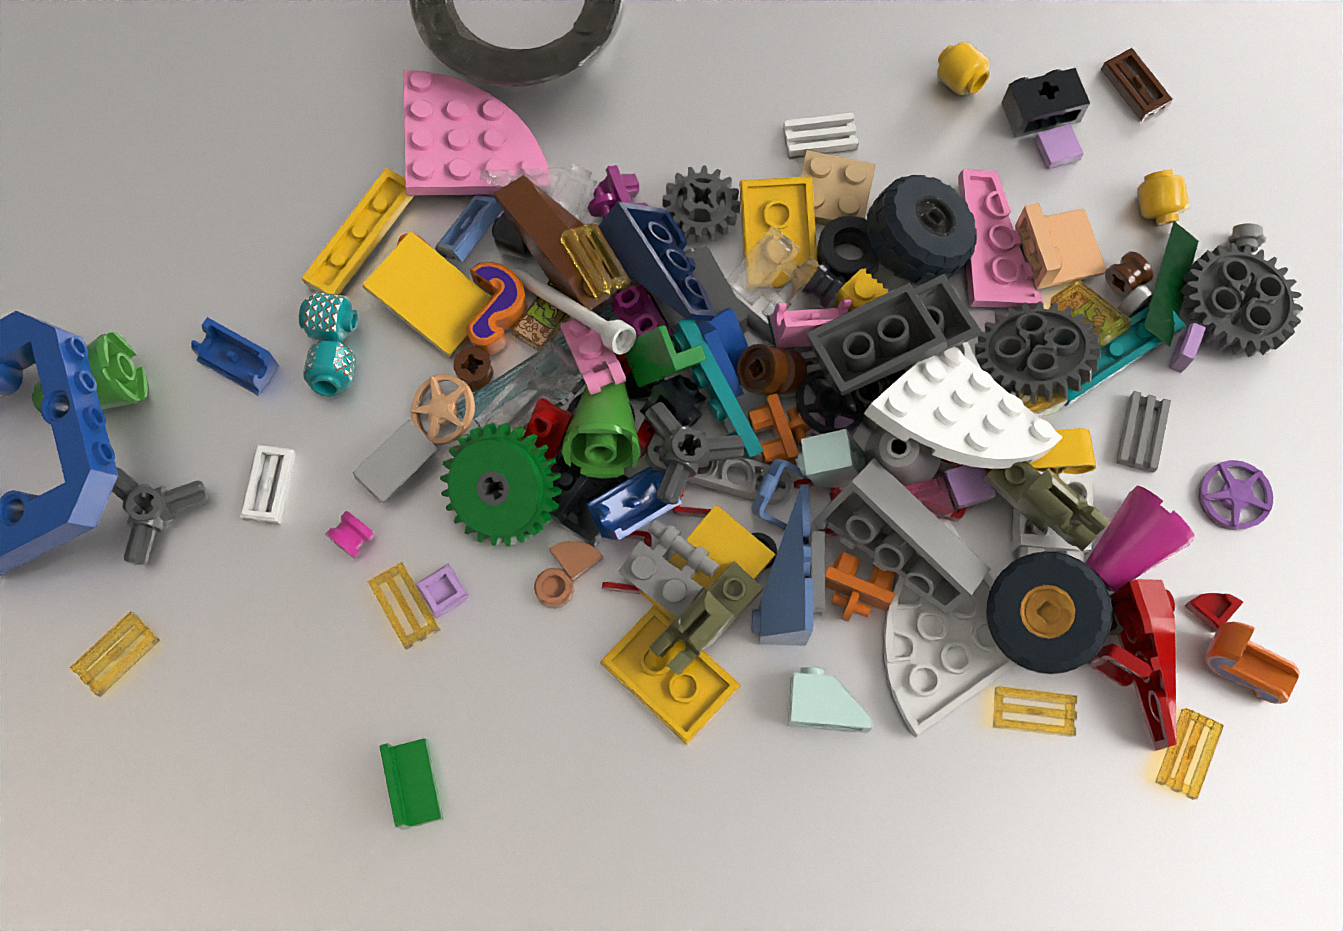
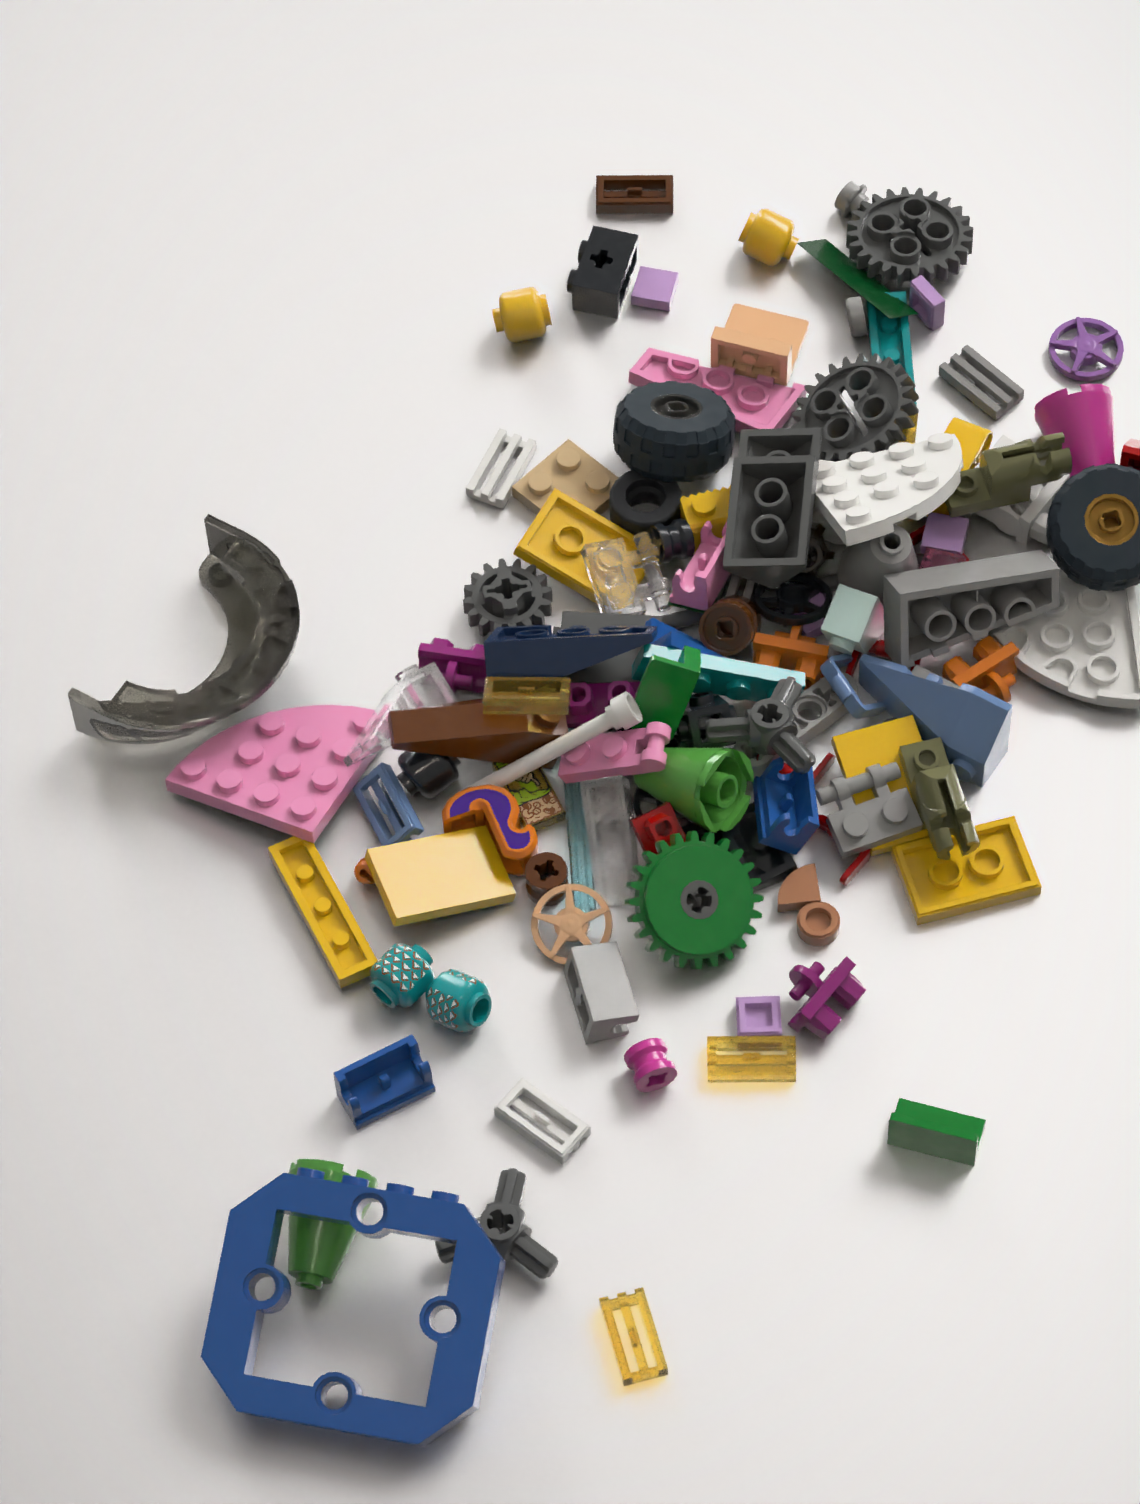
camera: 55 degrees left, 15 degrees down
(465, 628) = (815, 1013): none -> magenta hips
(824, 703) = (1075, 757): light aqua slope -> none
(1083, 300) = (819, 355): clear yellow tile -> none
(1129, 274) = (825, 305): reddish brown wheel -> none

